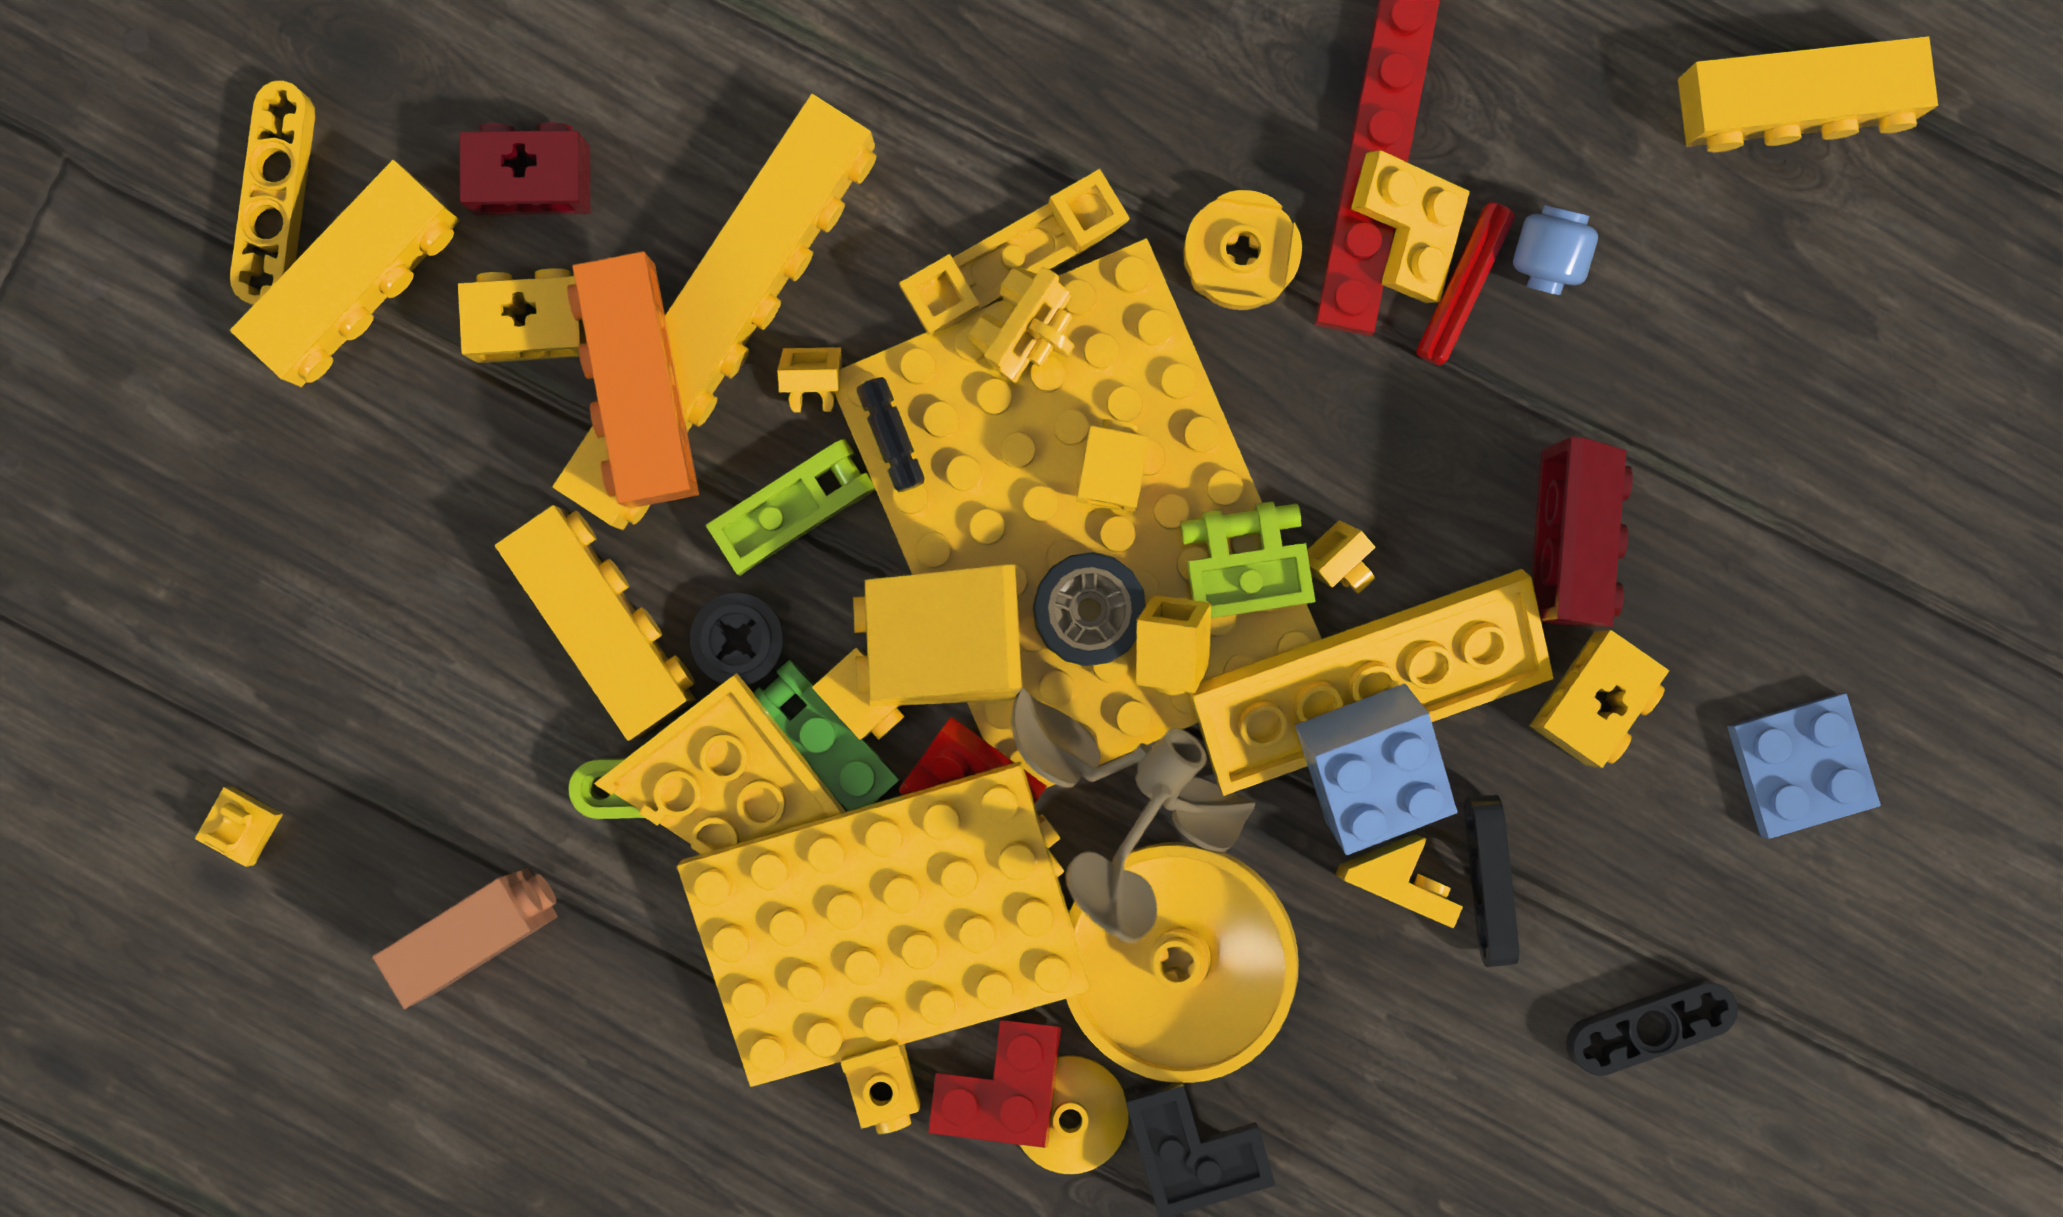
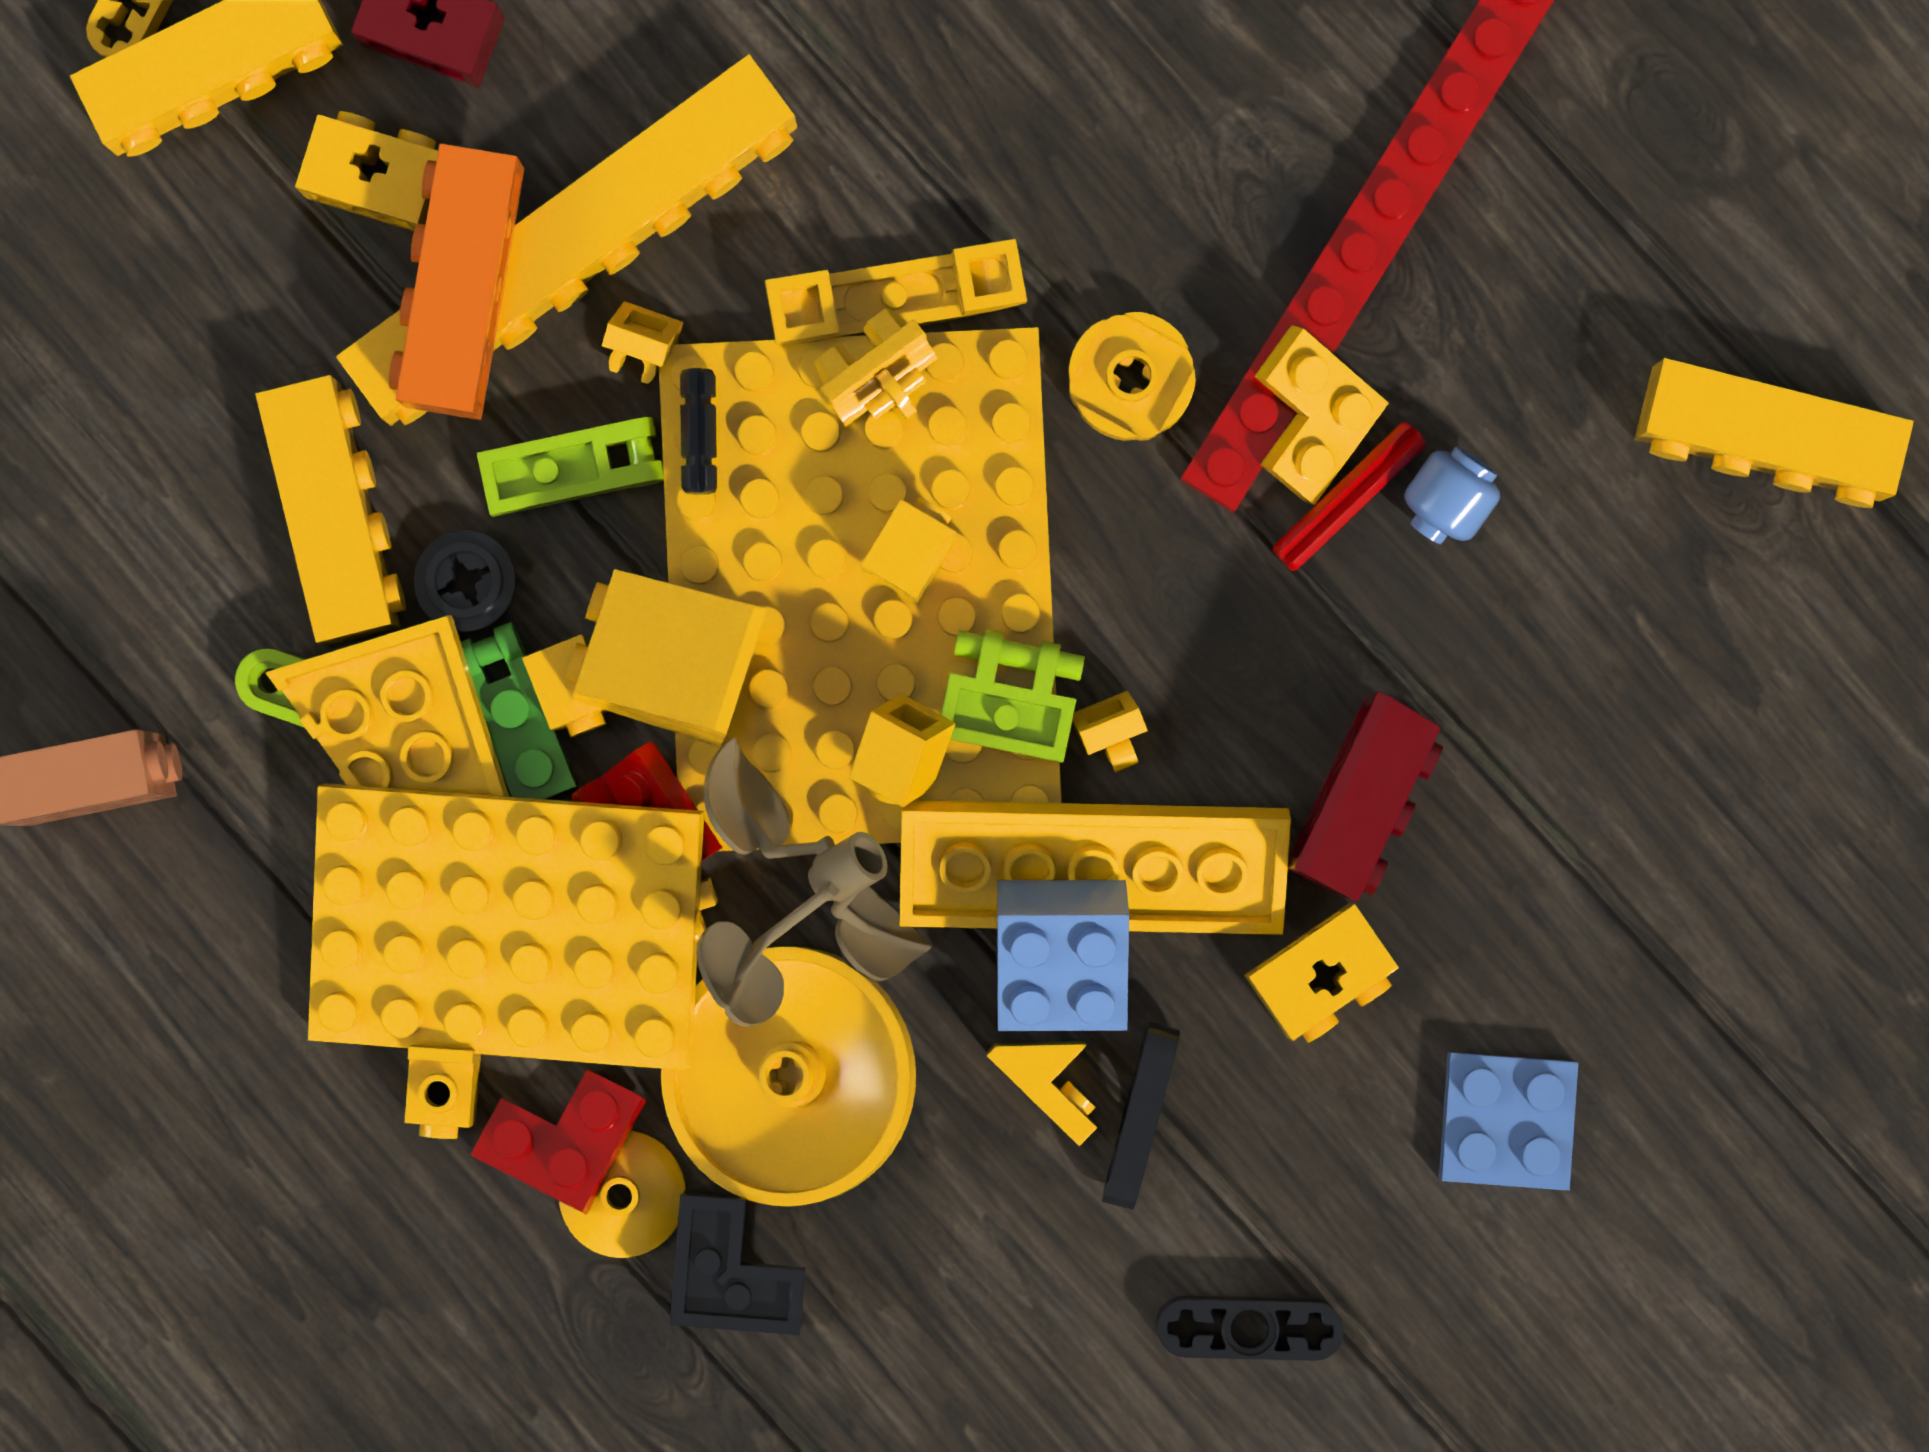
camera: 25 degrees right, 0 degrees up
(1094, 578) = (808, 660): wheel -> none

